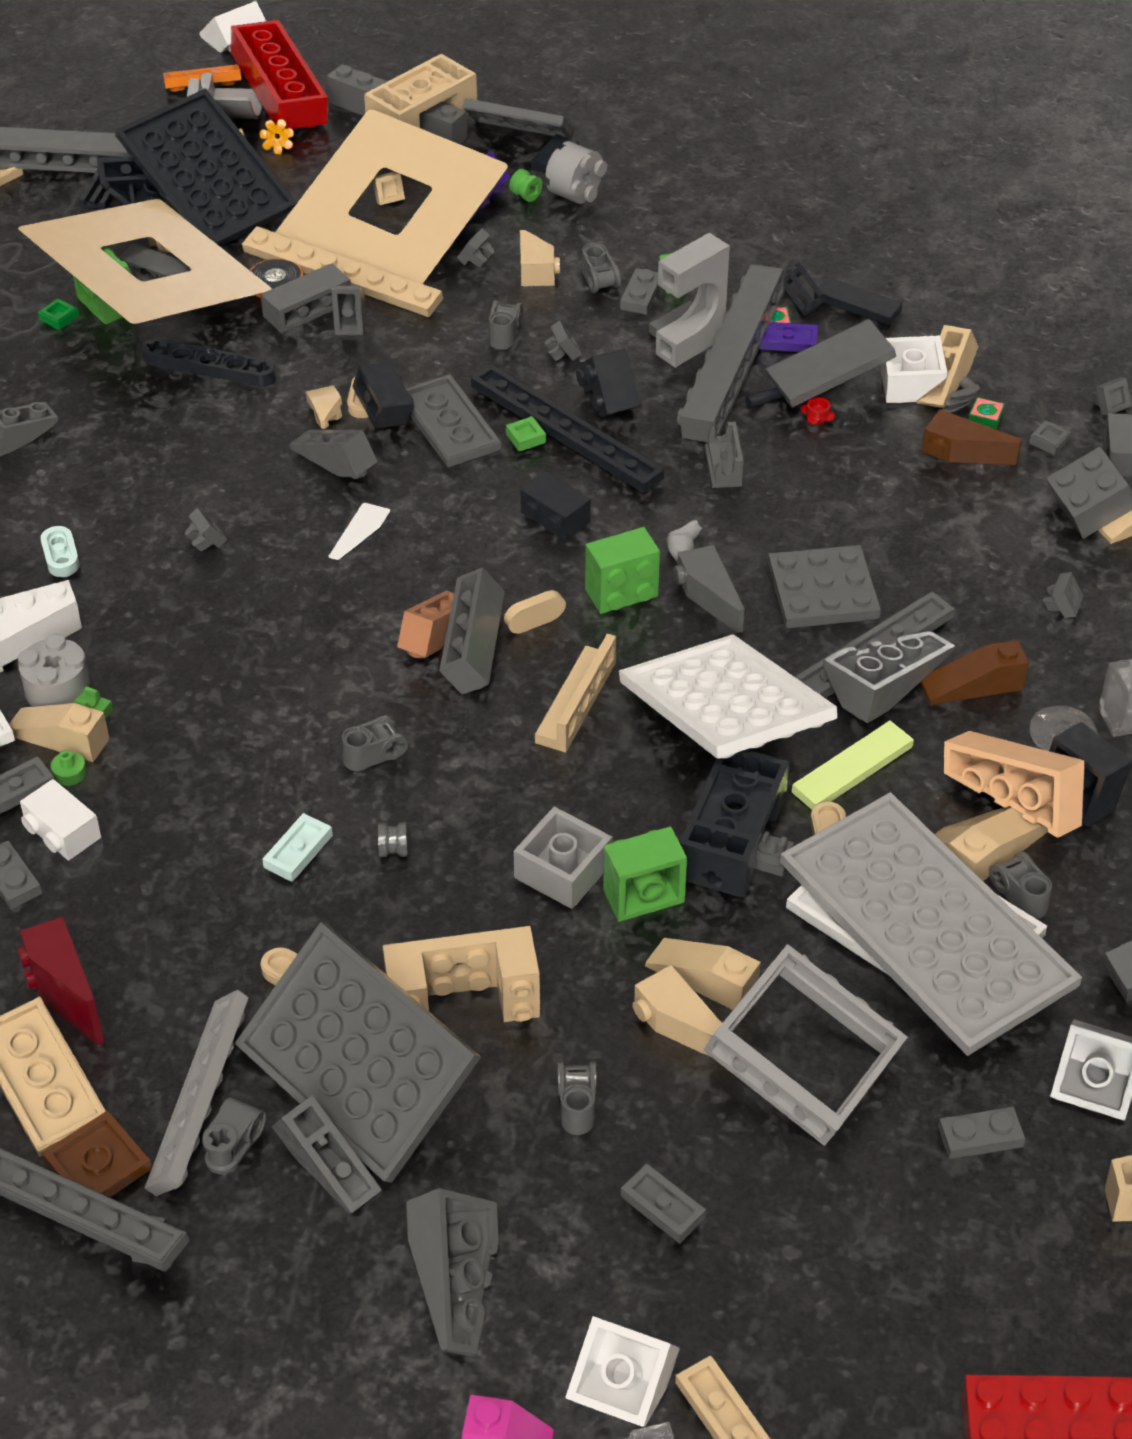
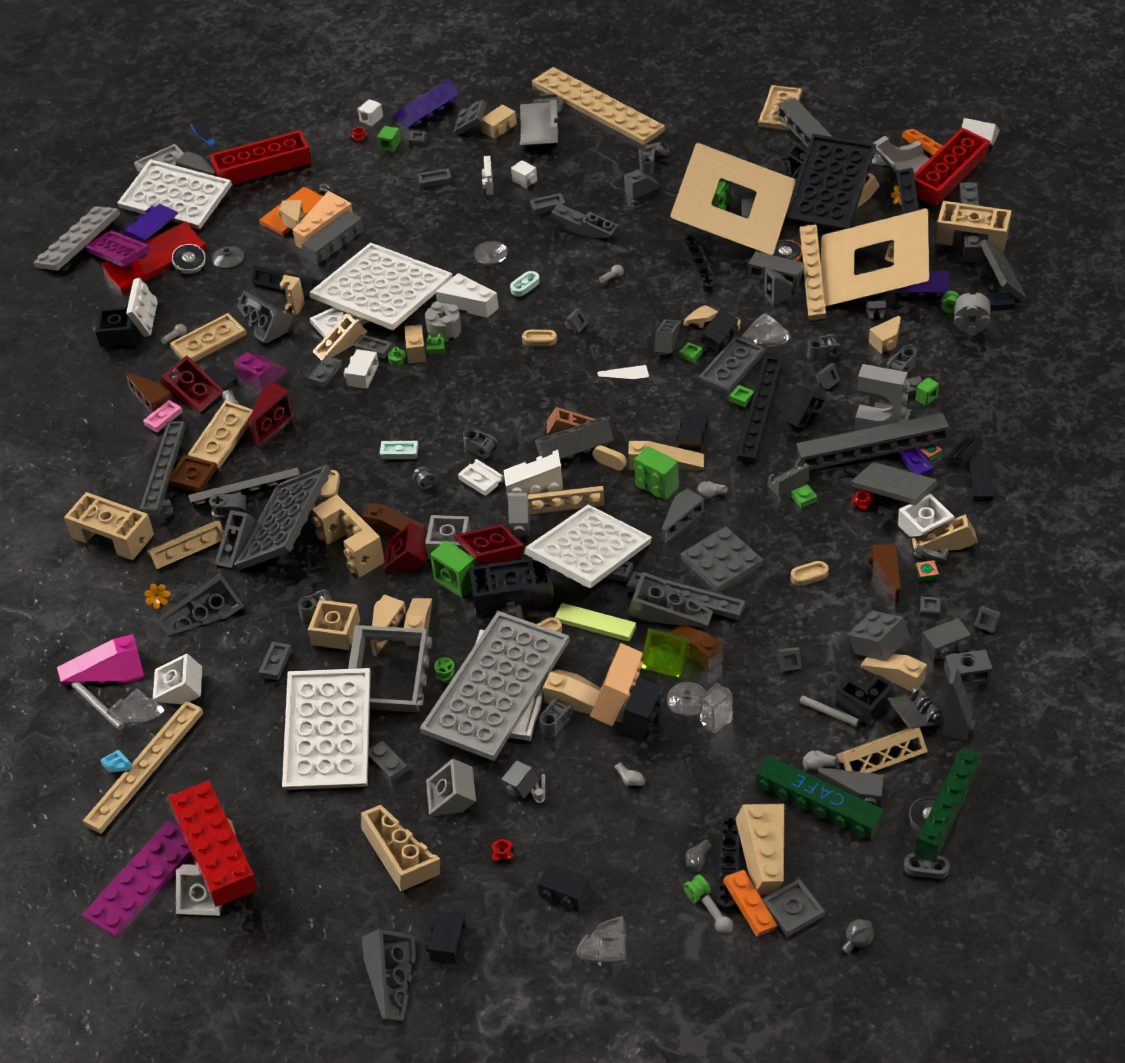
camera: 65 degrees right, 0 degrees up
(99, 1353) = (126, 526): none -> tan plate
(134, 449) = (616, 271): none -> light grey bar
(194, 586) = (539, 337): none -> tan tile
(276, 1230) = (186, 544): none -> tan fence
(301, 123) = (907, 190): none -> black tile
(370, 1330) = (157, 595): none -> light orange plant
(386, 446) = (691, 352): none -> bright green tile
(418, 359) = (766, 331): none -> clear brick
(448, 772) = (480, 477): none -> white plate
(464, 914) = (386, 520): none -> reddish brown slope
(516, 704) = (535, 477): none -> white wedge
(553, 919) = (406, 549): none -> dark red slope
(563, 565) = (686, 459): none -> tan wedge
(584, 754) = (518, 514): none -> light grey slope
(635, 801) = (491, 544): none -> dark red slope
(649, 1081) = (333, 624): none -> tan brick
(766, 460) = (804, 496): none -> bright green plate
(843, 970) = (446, 665): none -> bright green wheel
(889, 1178) = (326, 729): none -> white plate
(913, 516) = (809, 573): none -> tan tile
(975, 706) = (665, 652): none -> clear neon green slope

